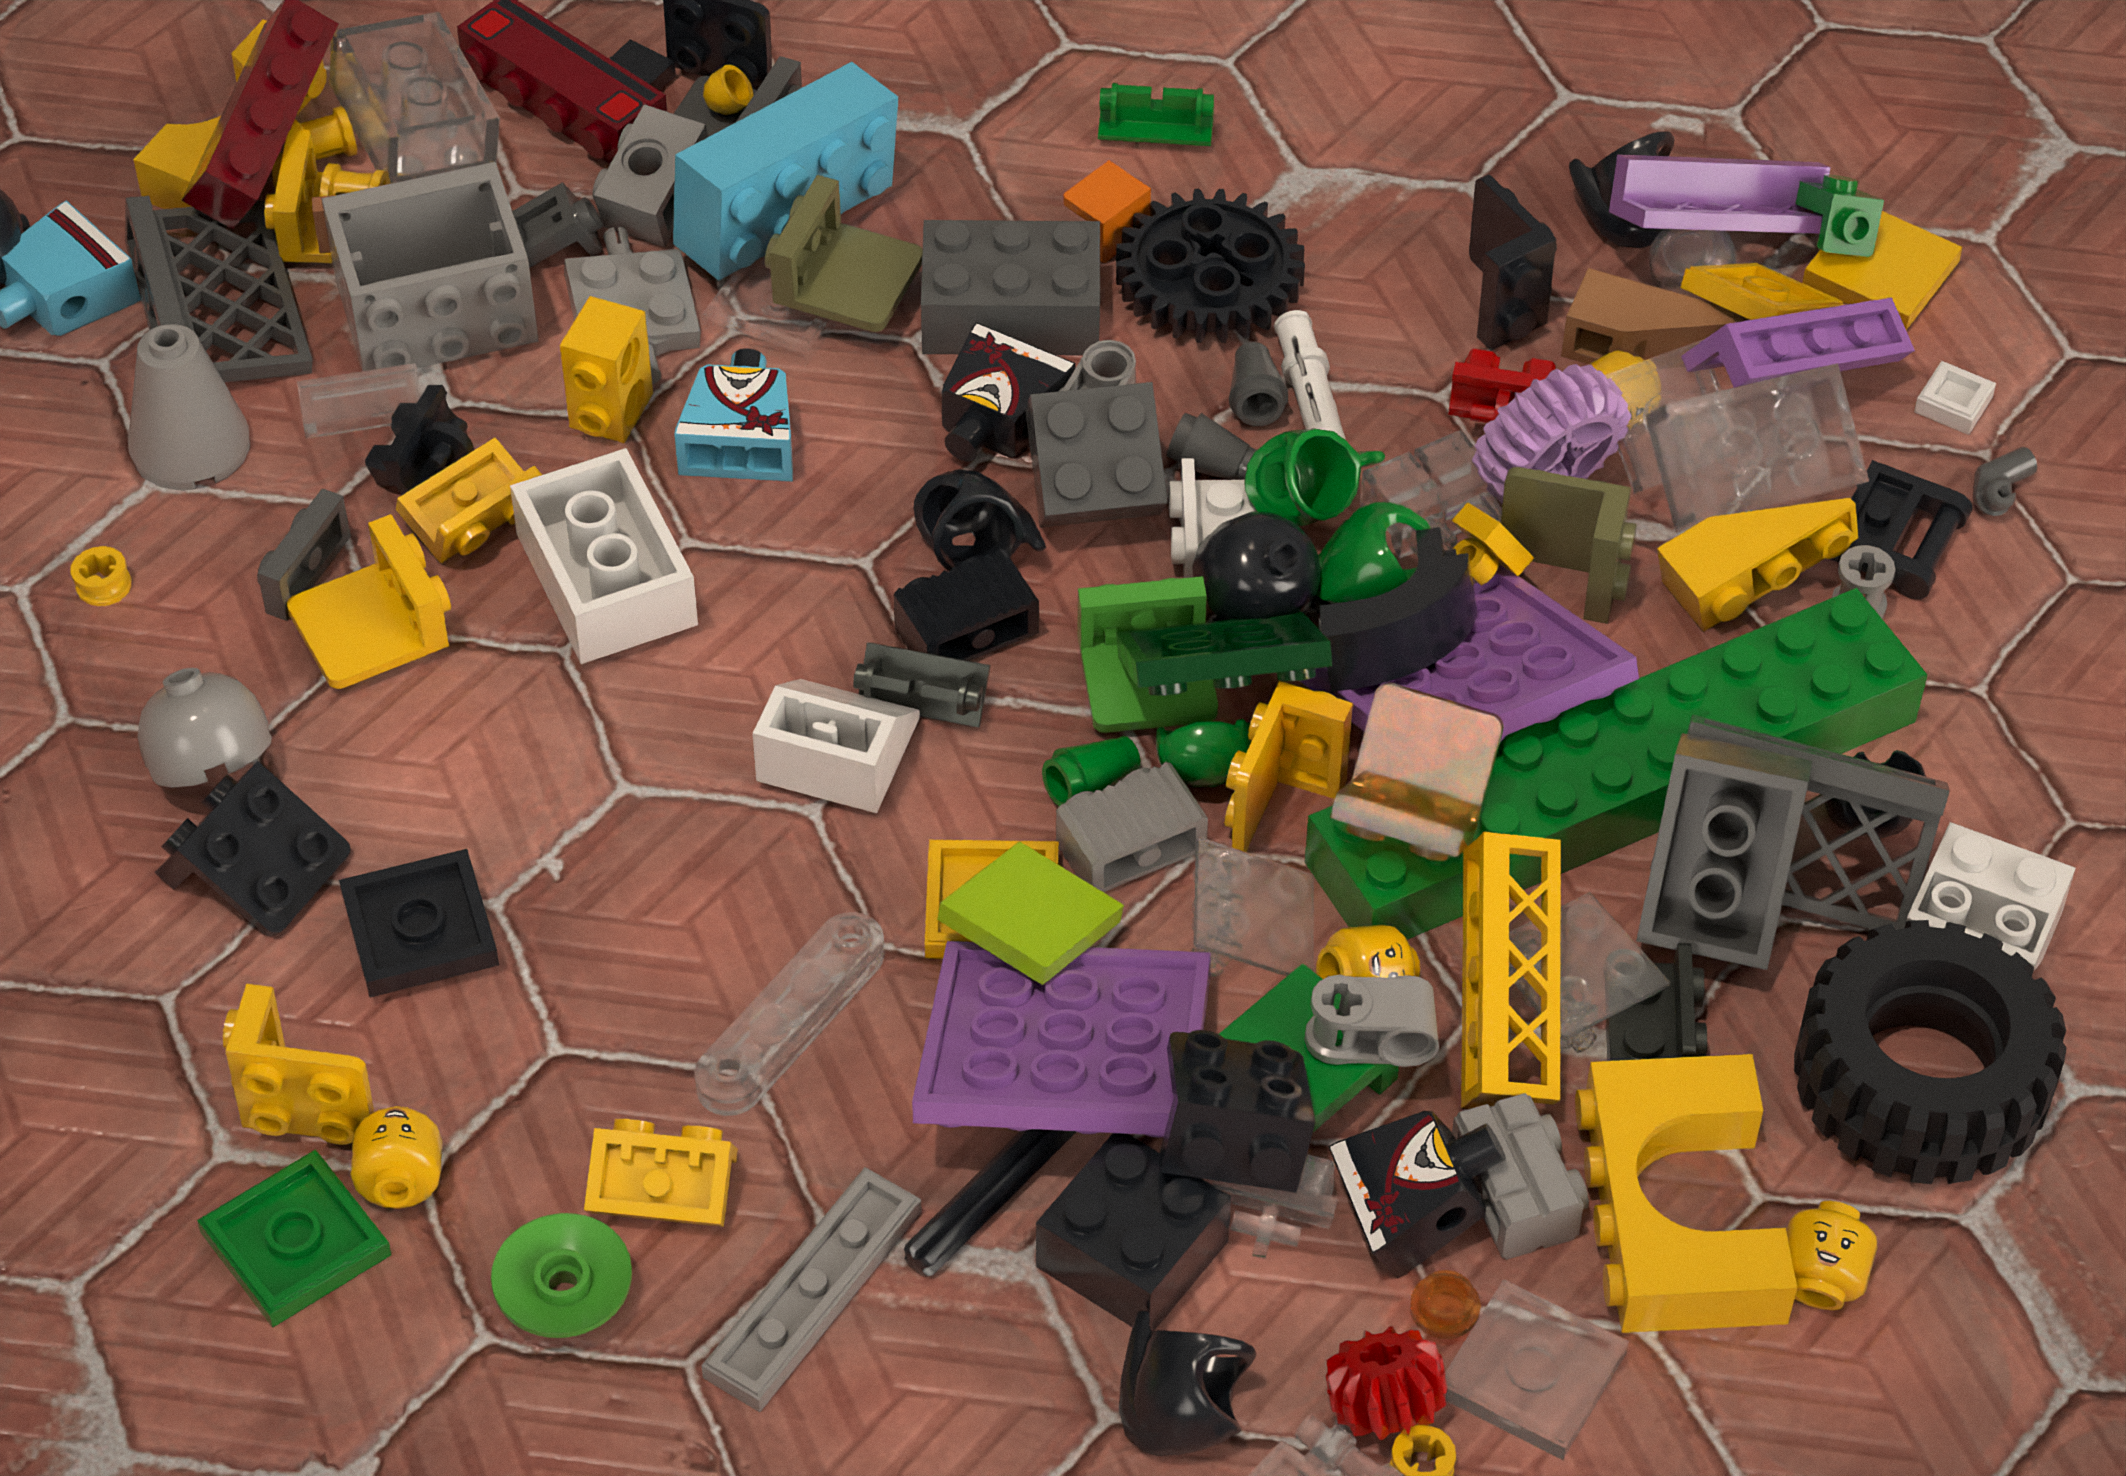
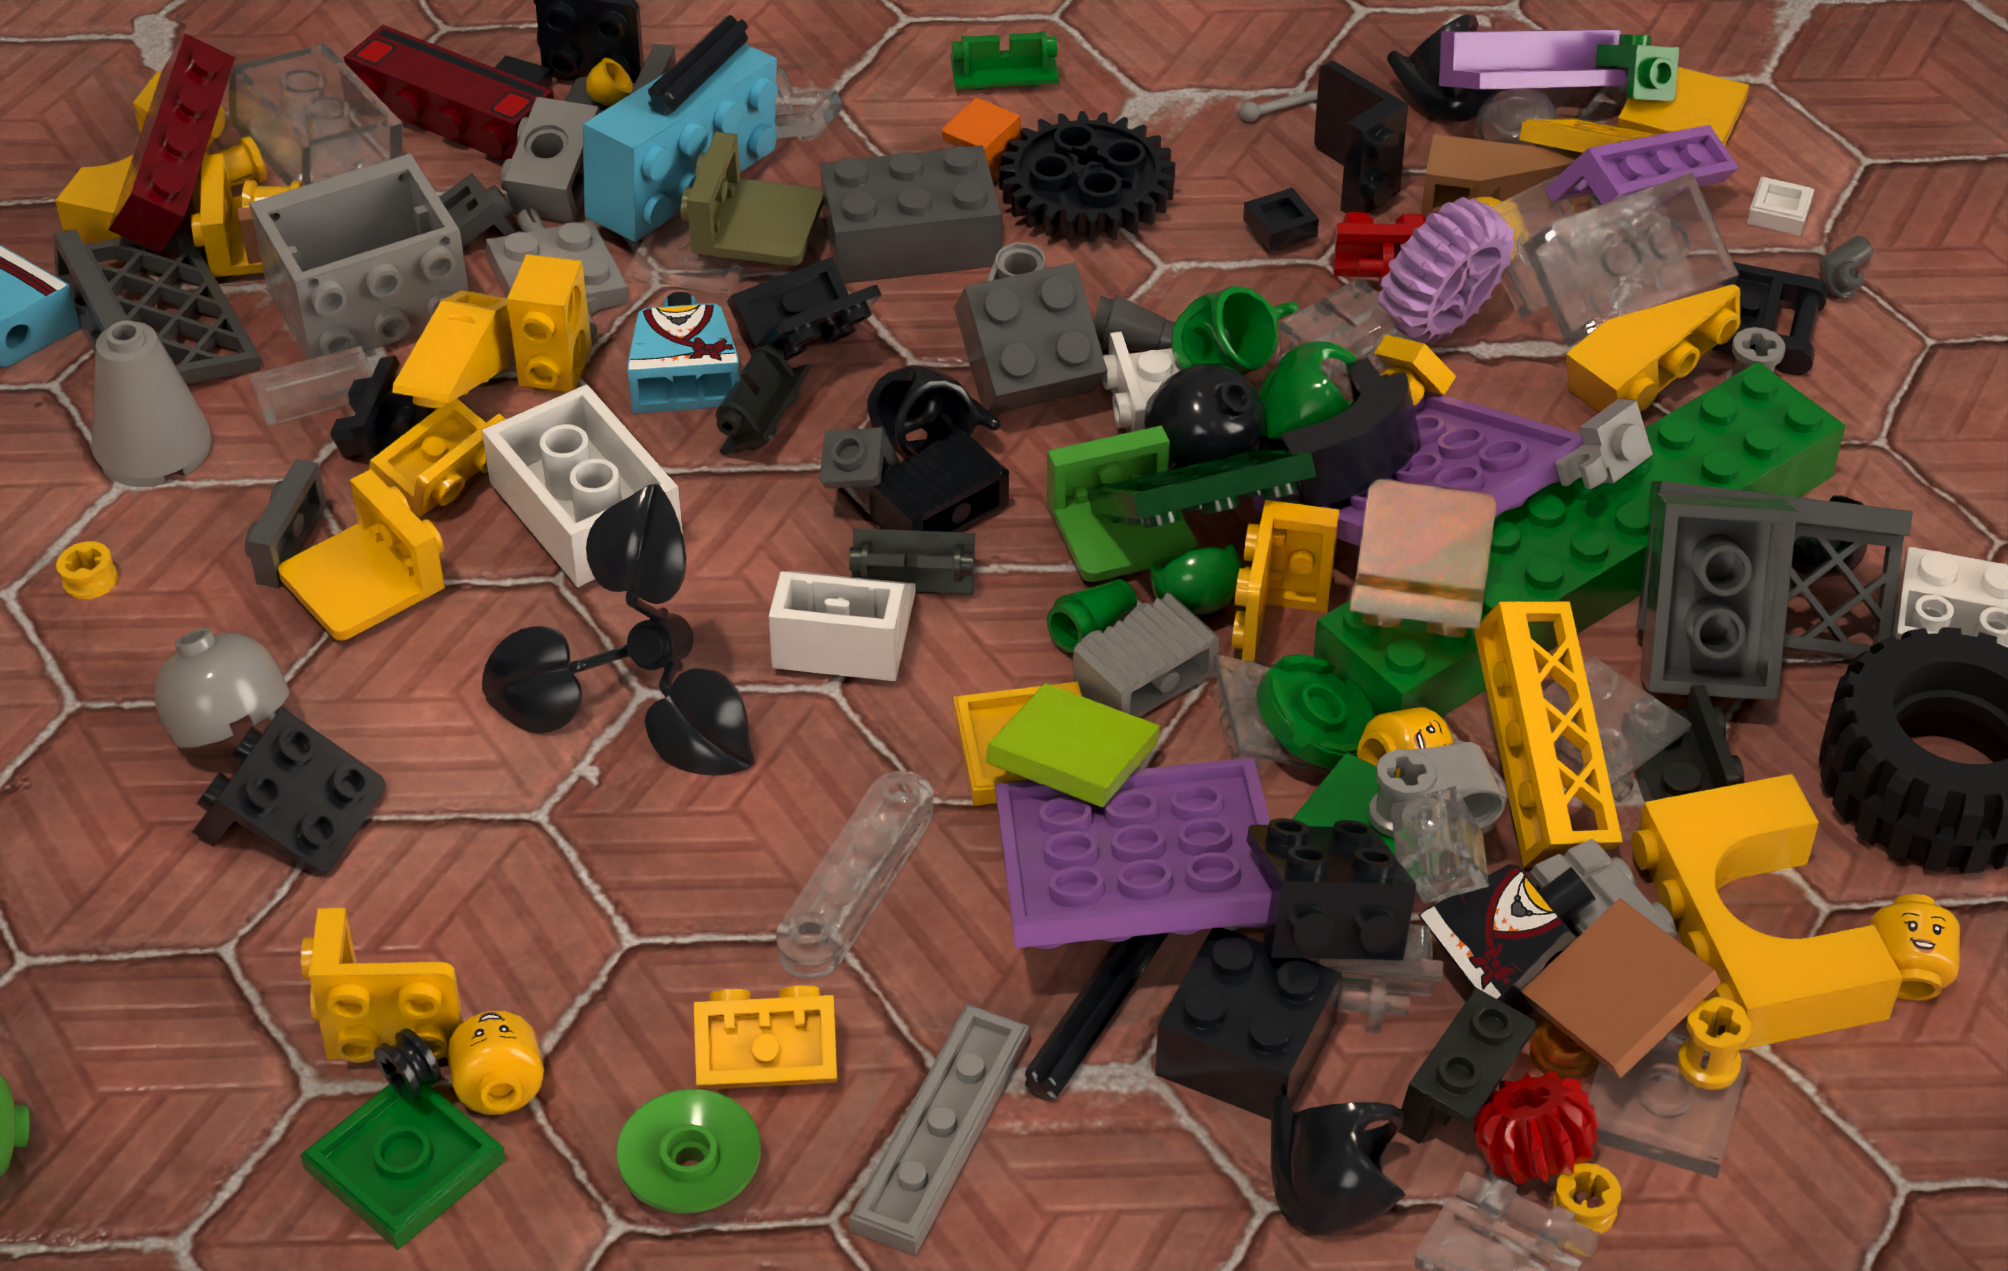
camera: 10 degrees left, 5 degrees down
(310, 1147) = (407, 1064): none -> black bush
(418, 923) = (469, 840): black plate -> none
(505, 389) = (458, 349): none -> yellow slope
(625, 656) = (643, 552): none -> black plant
(793, 499) = (759, 399): none -> pearl dark grey hinge
(810, 99) = (698, 65): none -> black axle
(868, 381) = (800, 309): none -> black bracket
(885, 566) = (855, 458): none -> dark grey bracket
(925, 149) = (803, 113): none -> clear bracket
(990, 390) = (919, 303): torso -> none
(1256, 386) = (1157, 270): dark grey cone -> none
(1284, 909) = (1313, 709): none -> green tile
(1307, 371) = (1184, 229): white pin -> none
(1331, 1308) = (1465, 1065): none -> pearl dark grey bracket
(1357, 1081) = (1439, 844): none -> clear brick
(1404, 343) = (1280, 219): none -> black plate
(1409, 206) = (1250, 111): none -> light grey hinge
(1503, 1255) = (1621, 987): none -> nougat tile
(1574, 527) = (1489, 344): olive bracket -> none
(1593, 1333) = (1724, 1055): none -> yellow bush
(1657, 671) = (1611, 448): none -> light grey plate

